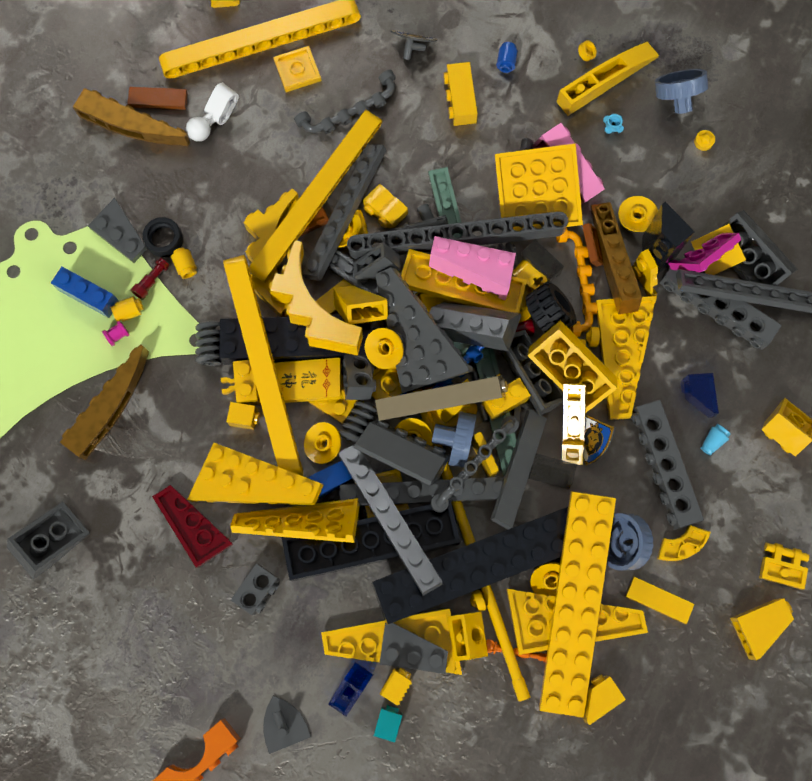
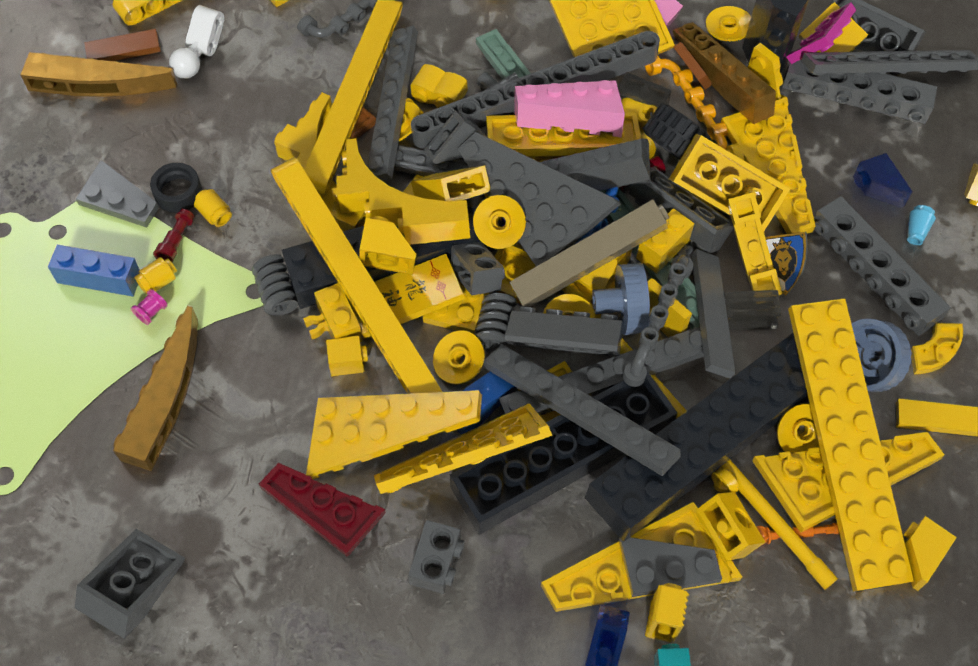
camera: 20 degrees left, 15 degrees down
(289, 347) = (385, 247): none -> yellow slope

